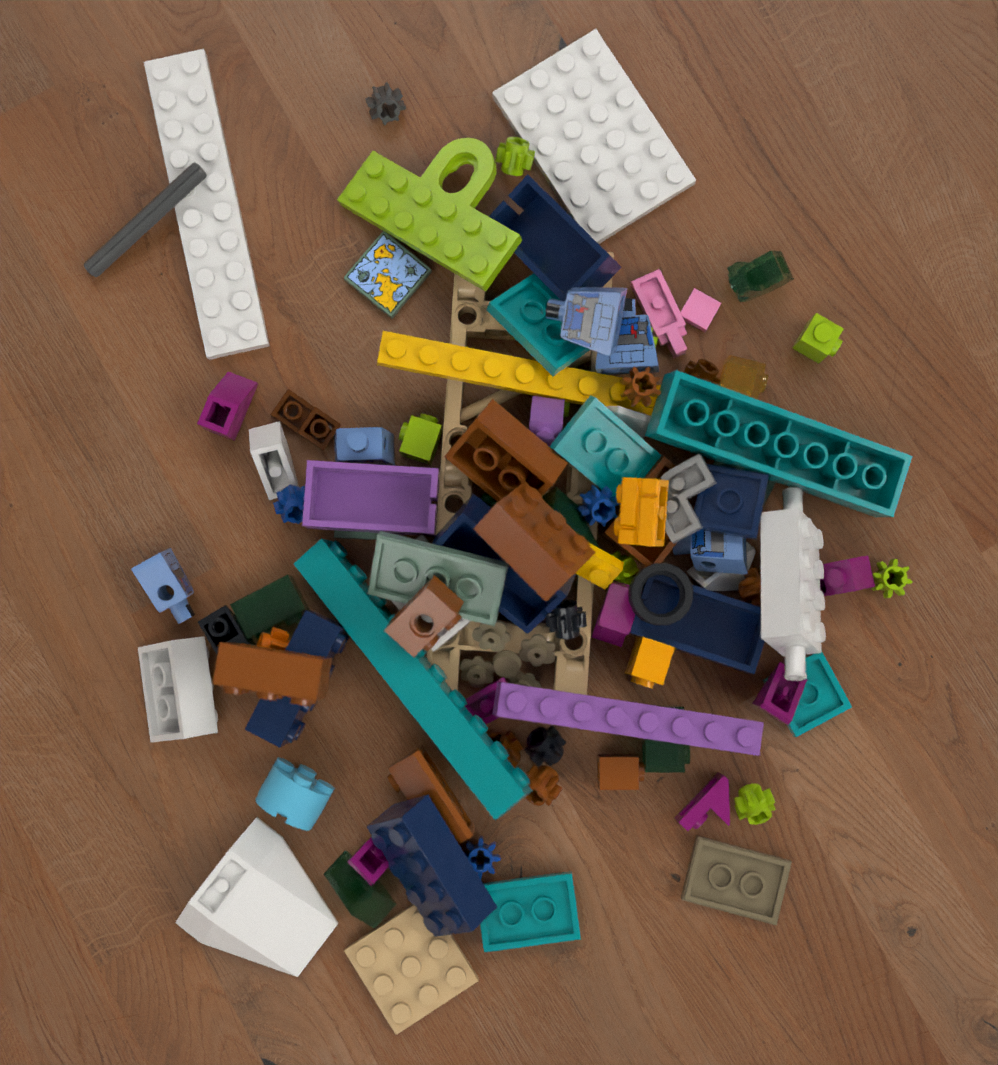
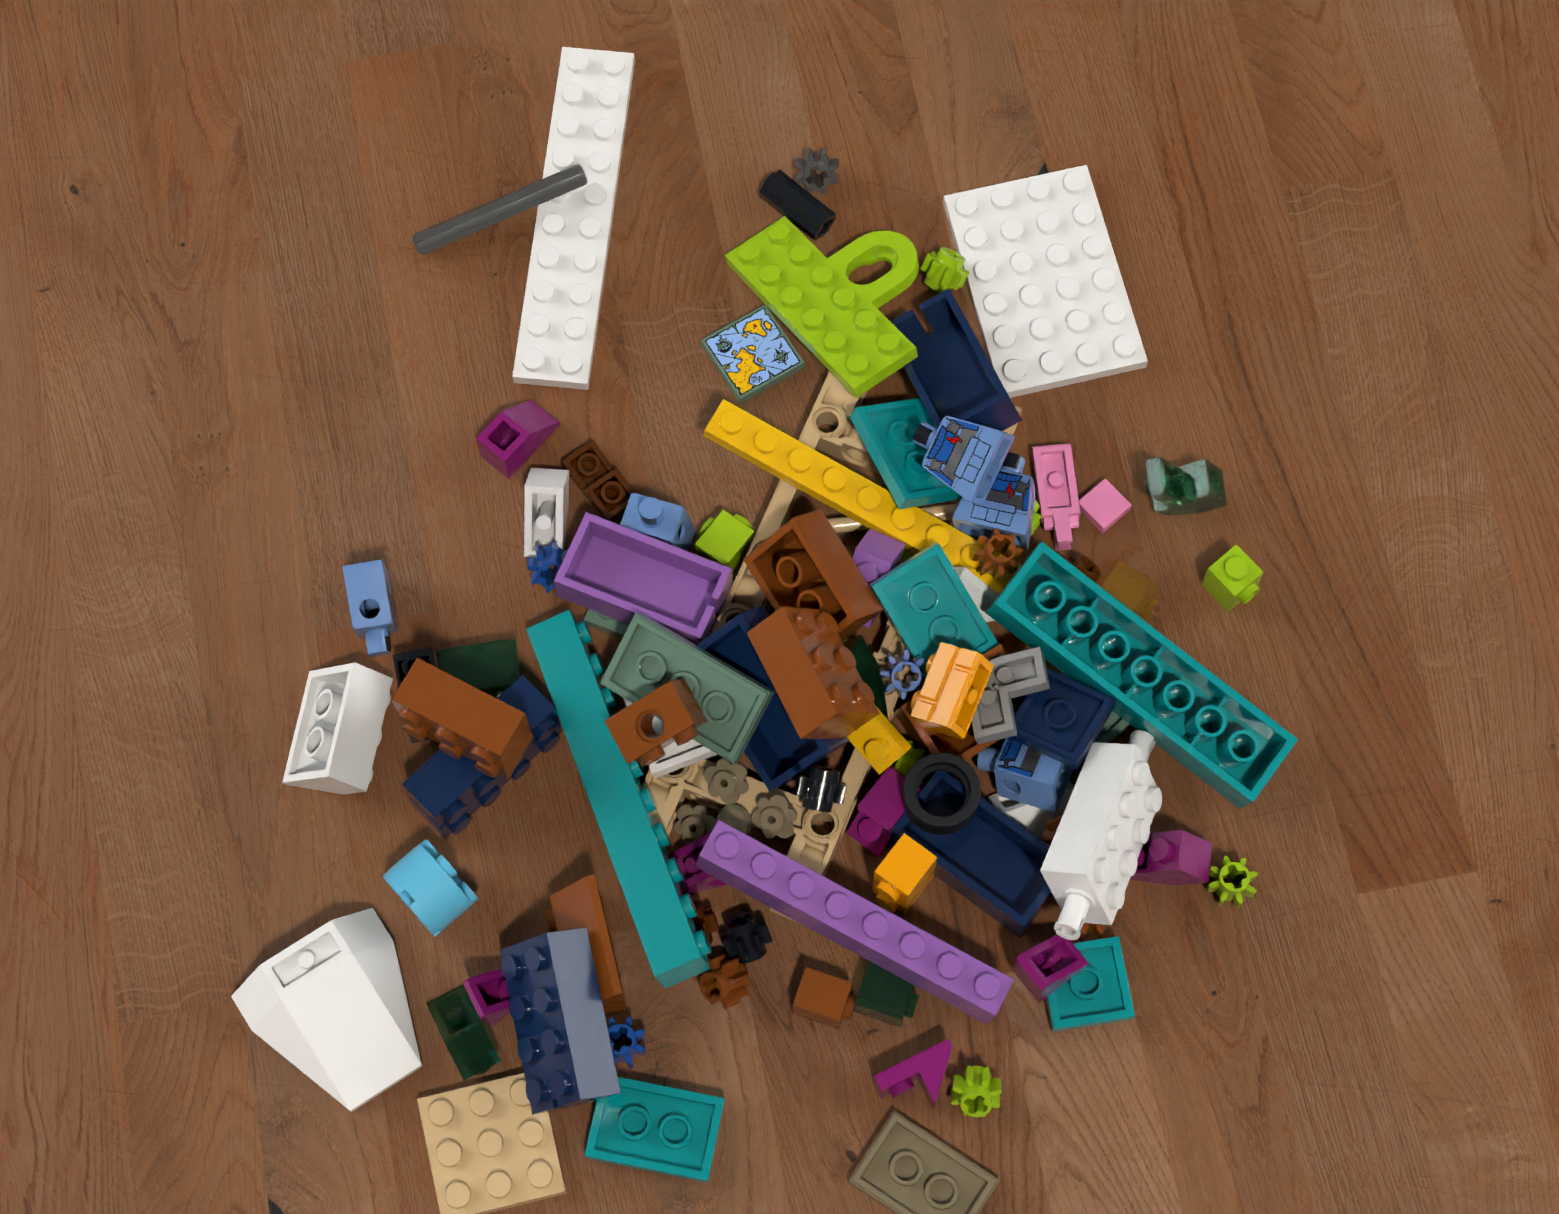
camera: 20 degrees right, 15 degrees down
(379, 137) = (797, 205): none -> black axle

